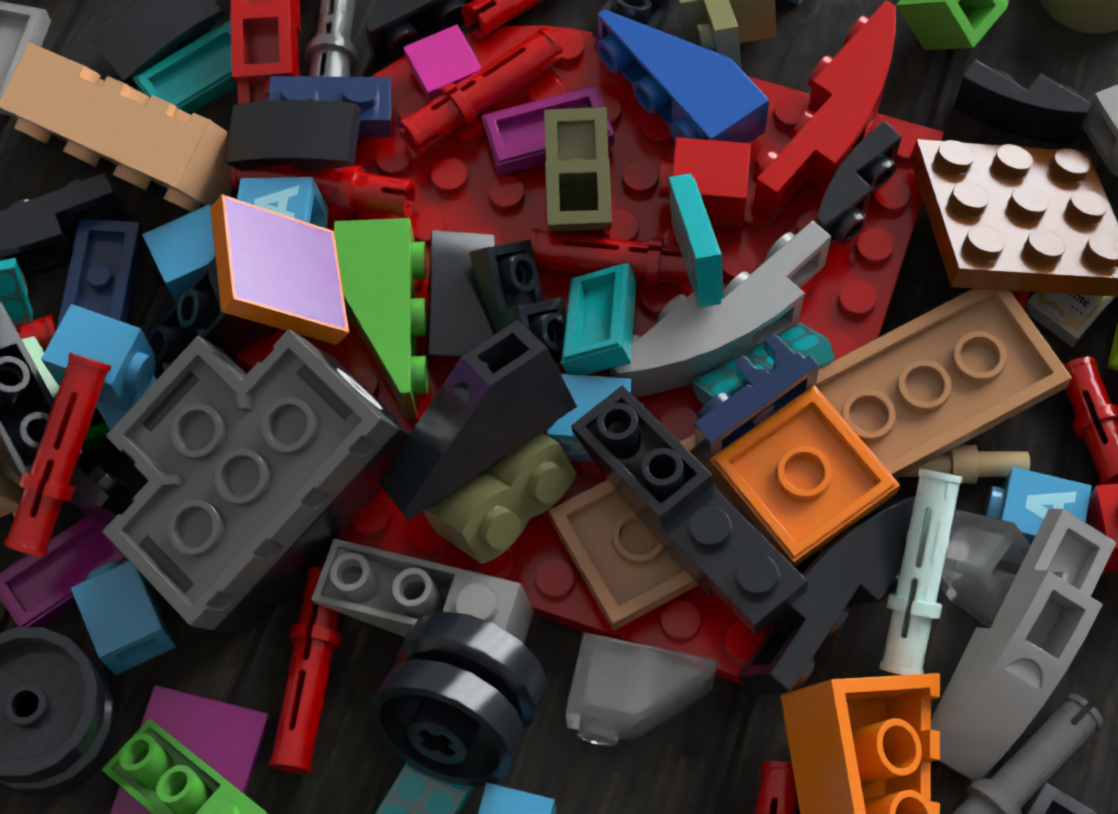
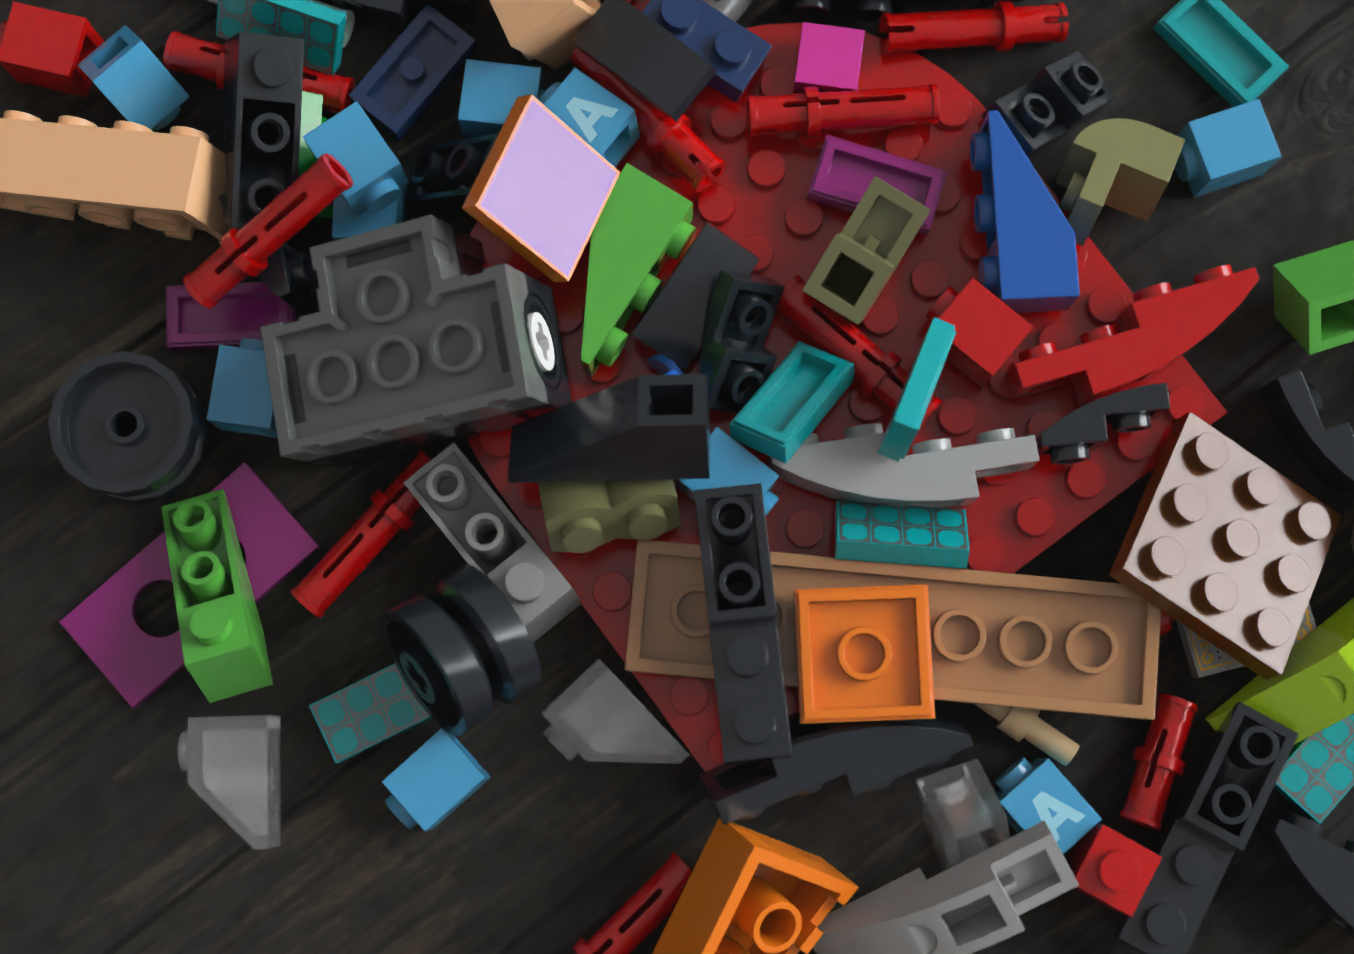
camera: 30 degrees right, 15 degrees up
(763, 394) = (833, 567): dark blue plate -> none
(920, 573) = (883, 814): light aqua pin -> none

